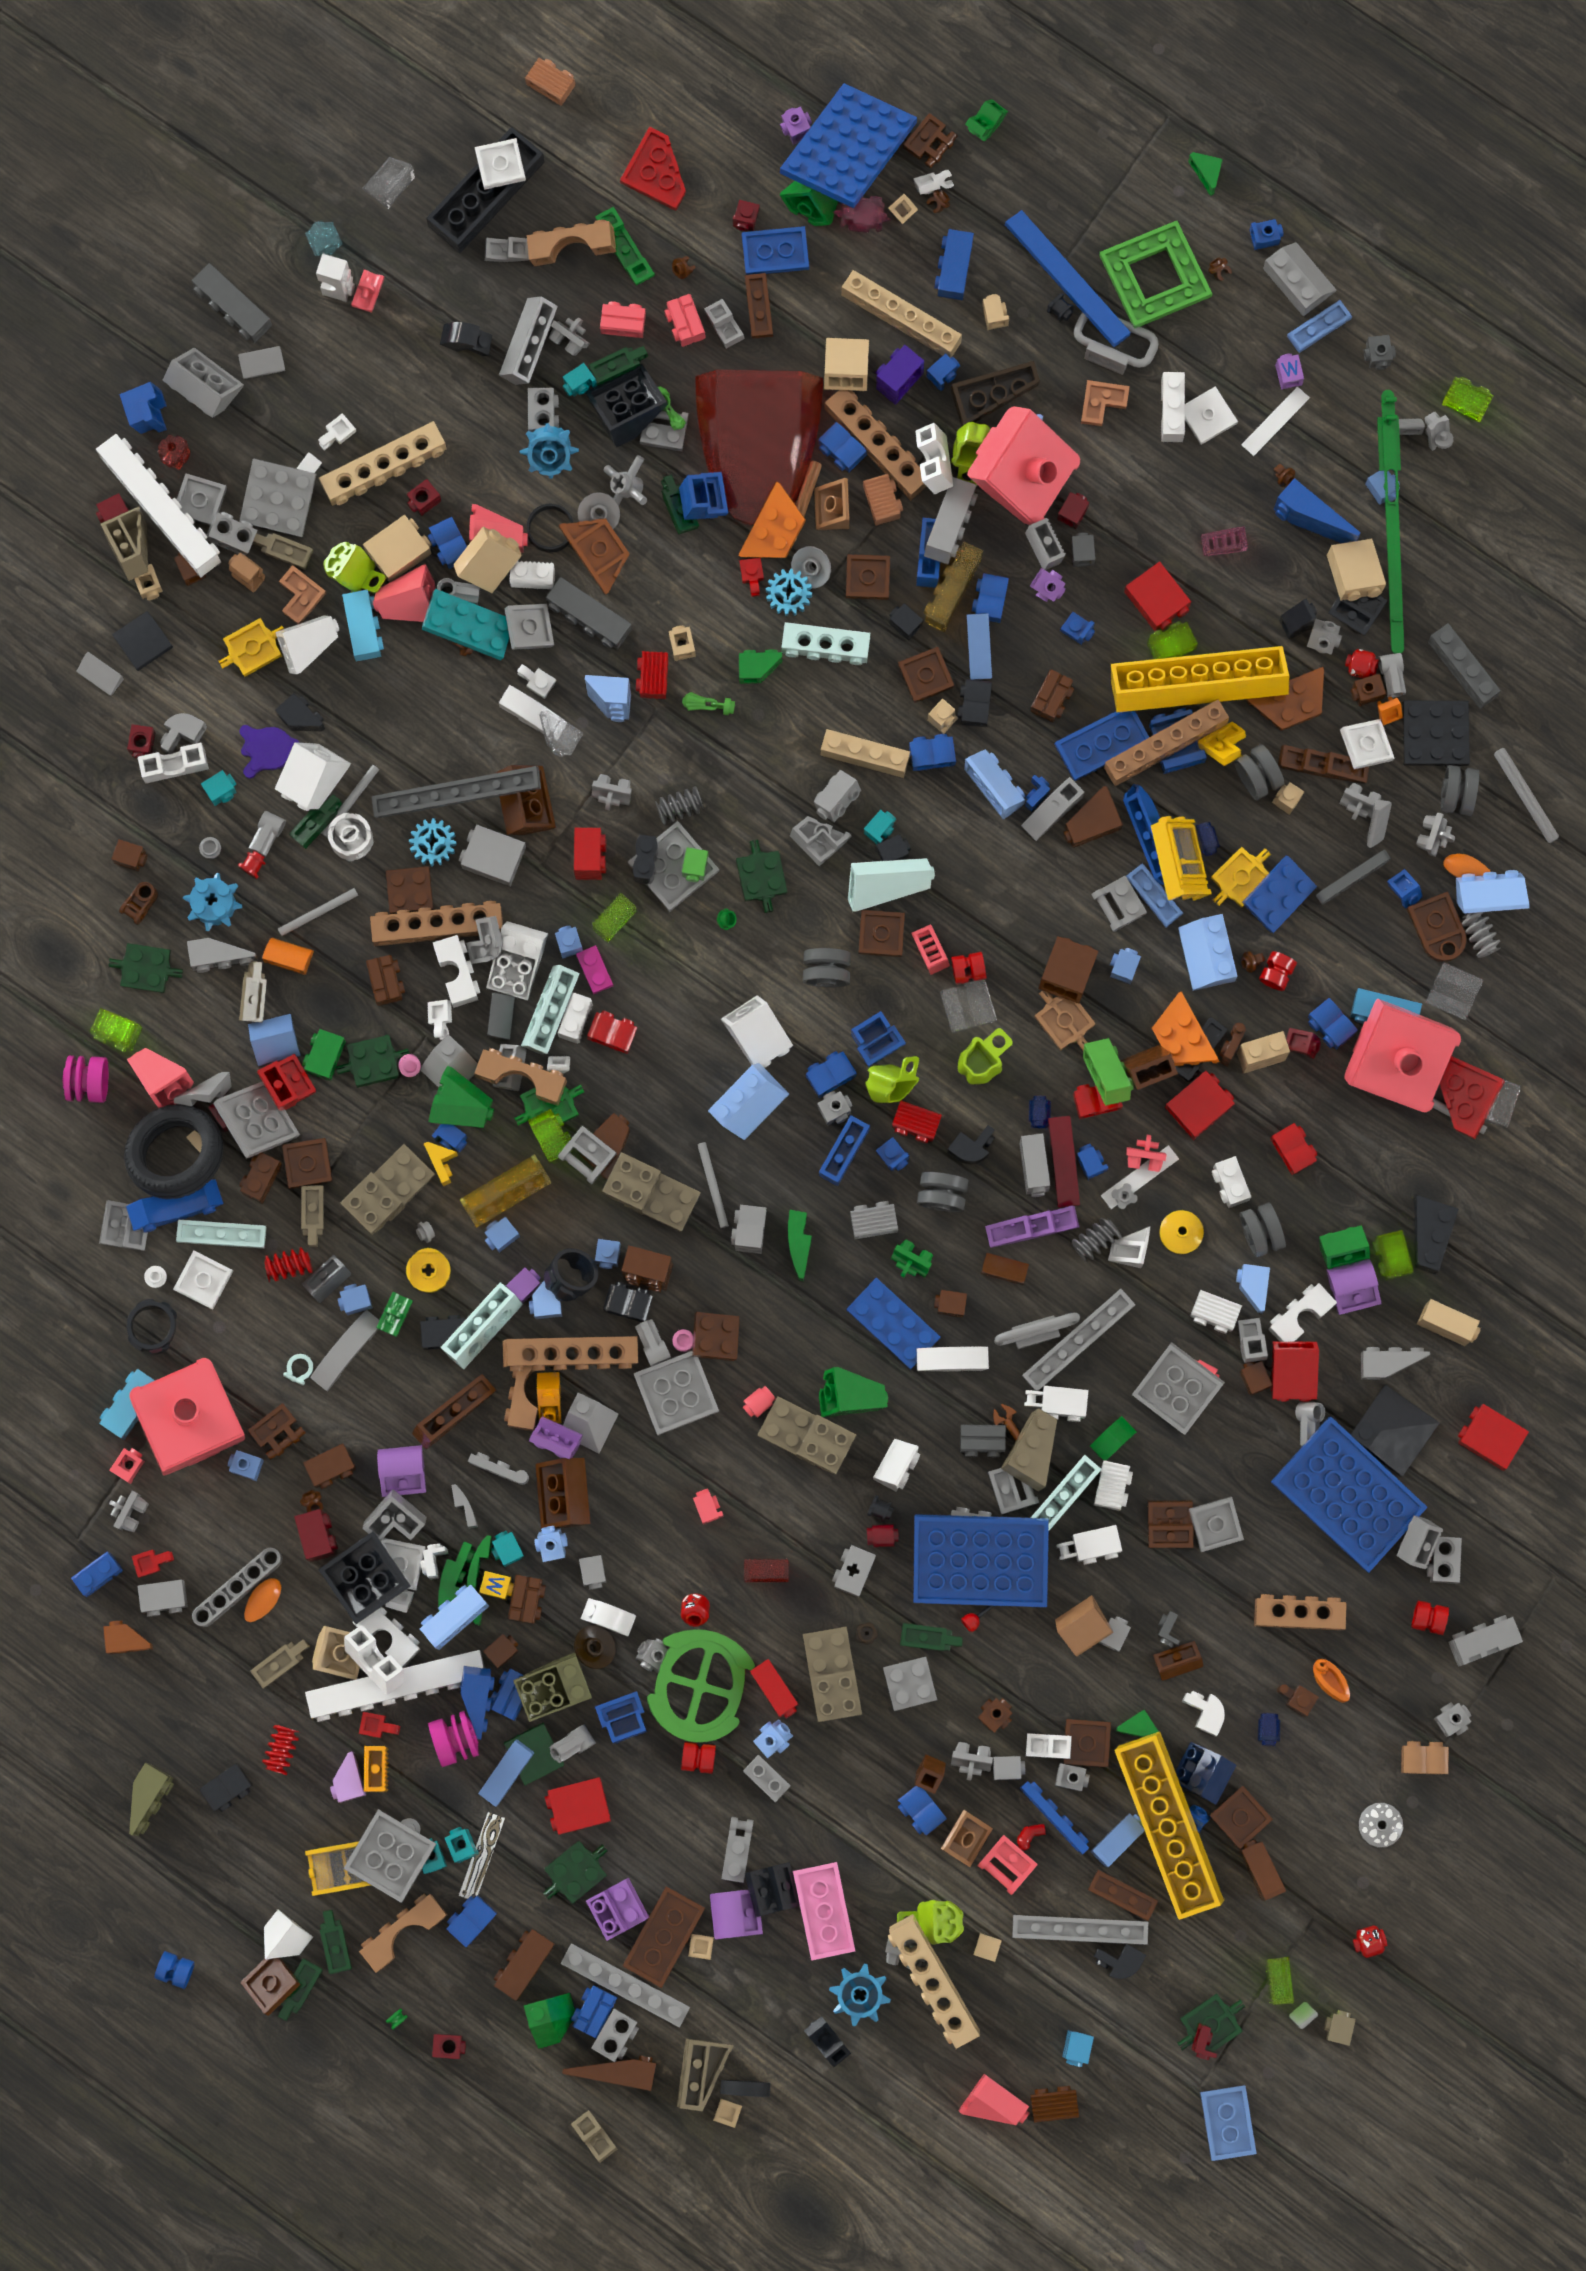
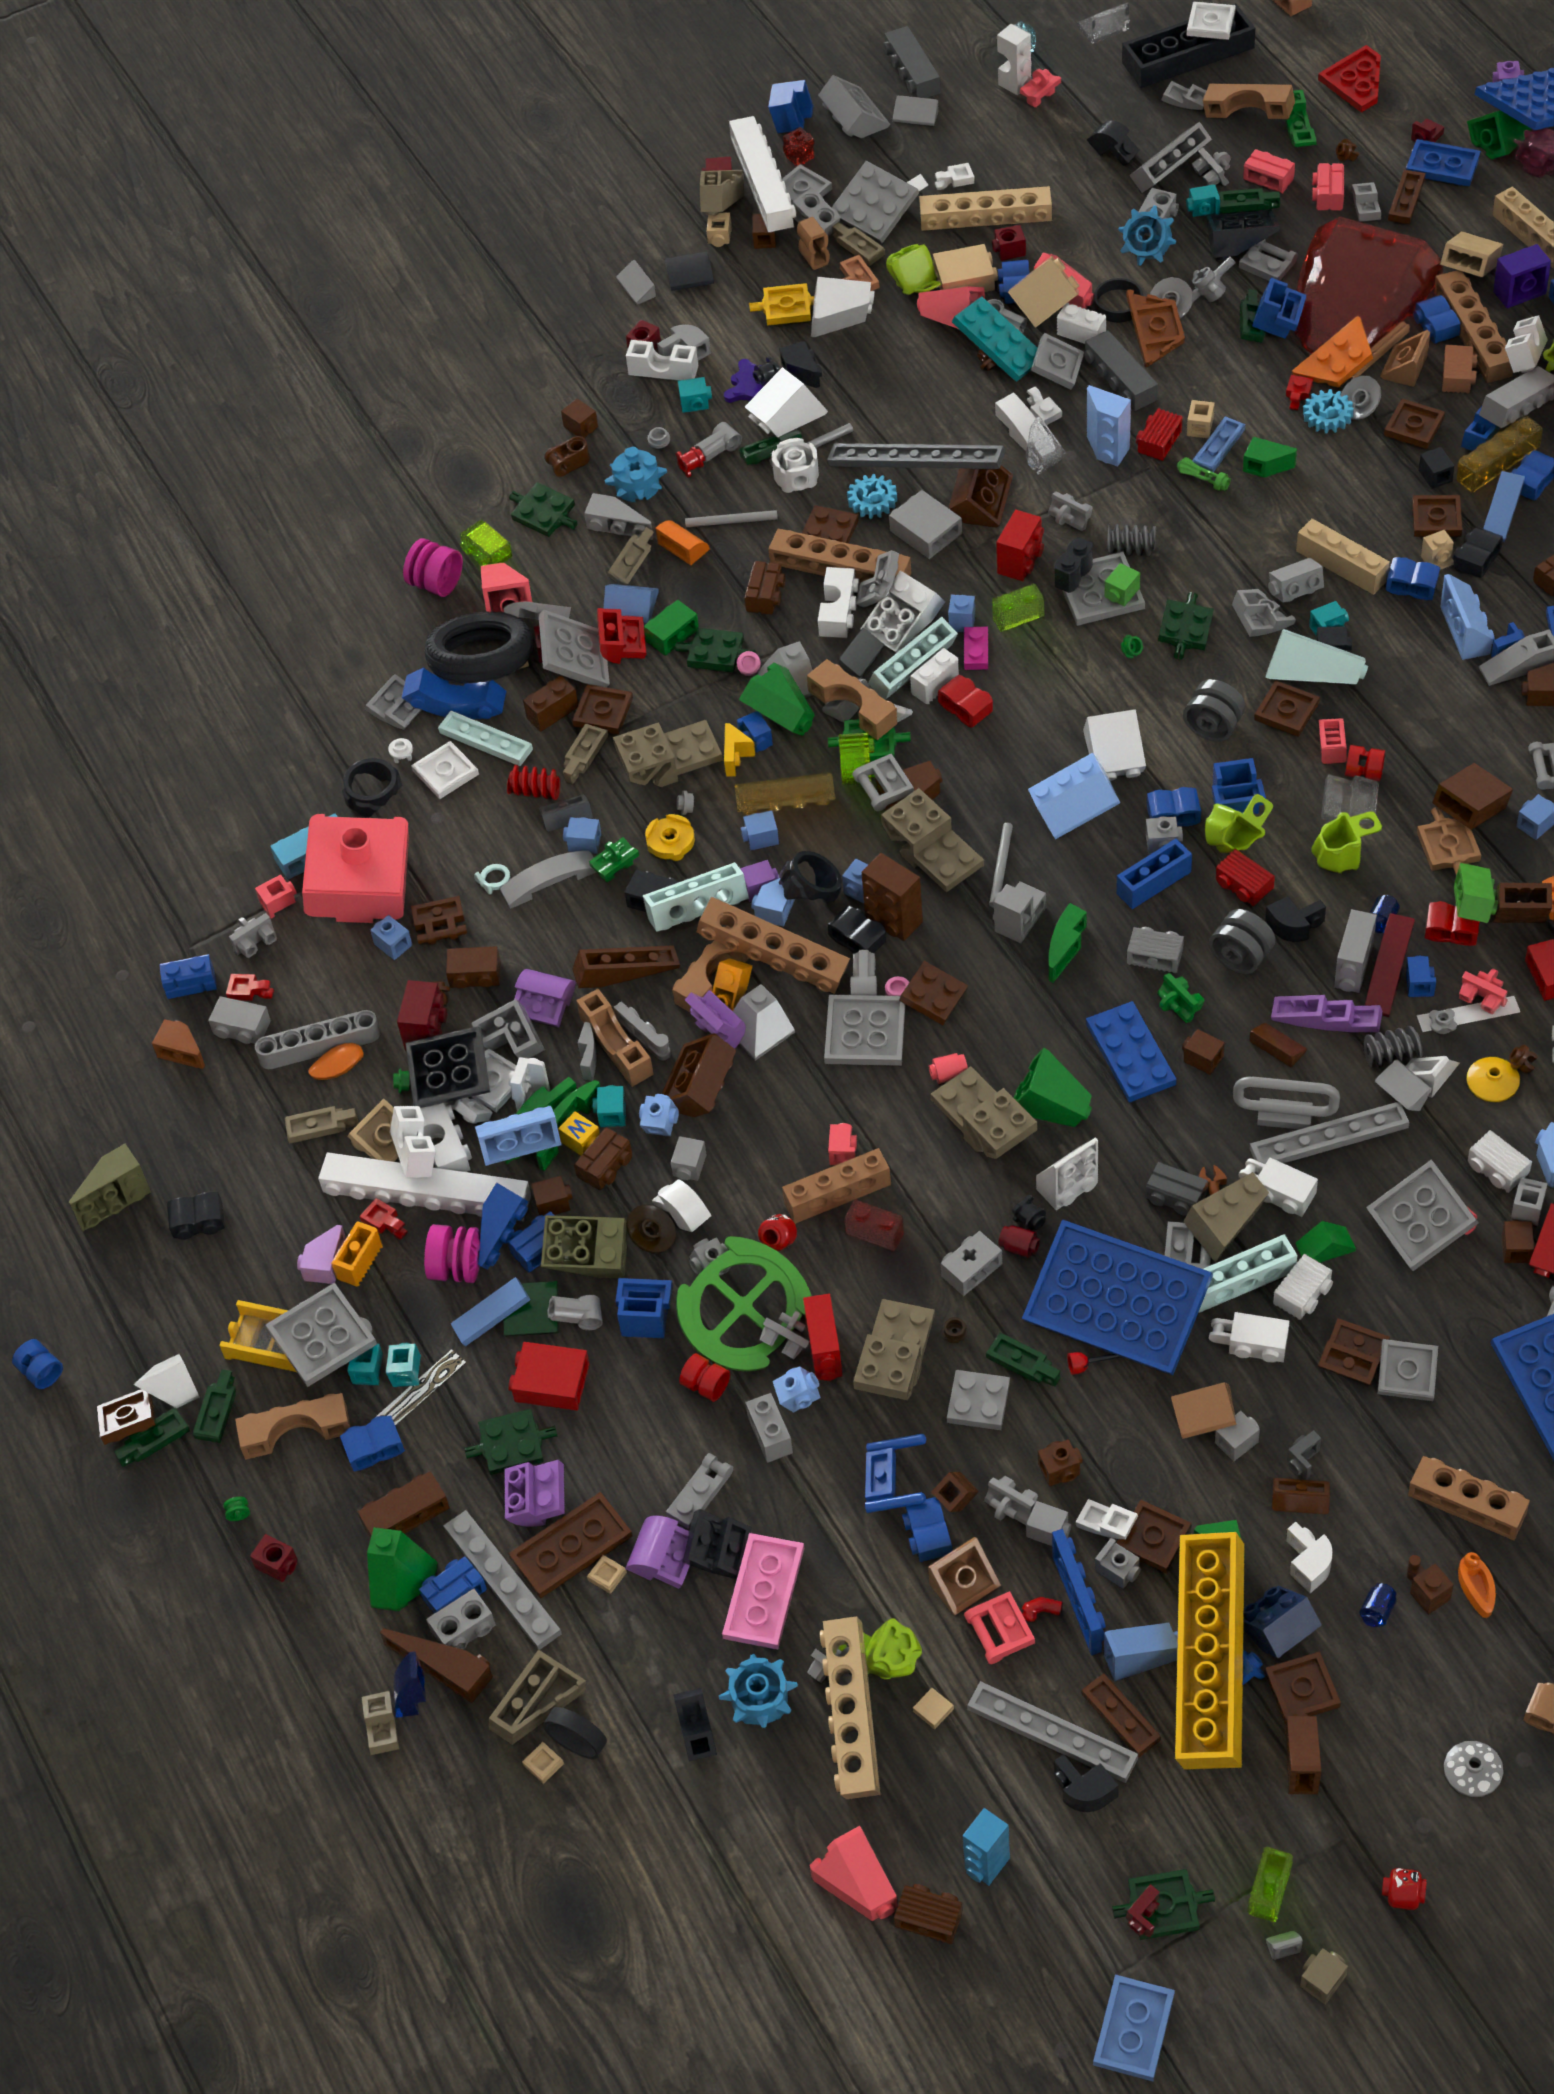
camera: 30 degrees right, 25 degrees down
(275, 742) = (765, 372): none -> black brick
(280, 1749) = (270, 1198): red piece -> none
(326, 1596) = (401, 1081): none -> green plate
(362, 625) = (898, 317): medium azure brick -> none
(438, 1015) = (802, 630): white plate -> none
(481, 1487) = (626, 1055): none -> medium nougat arch
(607, 2109) = (408, 1686): none -> clear blue slope
(676, 420) = (1282, 250): bright green piece -> none
(707, 663) = (1219, 444): none -> medium blue tile
(721, 1547) = (836, 1185): none -> medium nougat brick
(742, 1692) = (795, 1342): none -> light grey hips
(816, 635) = (1346, 460): light aqua brick -> none
(868, 1779) = (882, 1474): none -> blue plate
(893, 1155) = (1205, 901): blue bracket -> none
(952, 1359) = (1180, 1101): white slope -> none
(1119, 1274) = (1404, 1086): none -> light grey slope
(1195, 1207) = (1519, 1058): none -> reddish brown plate

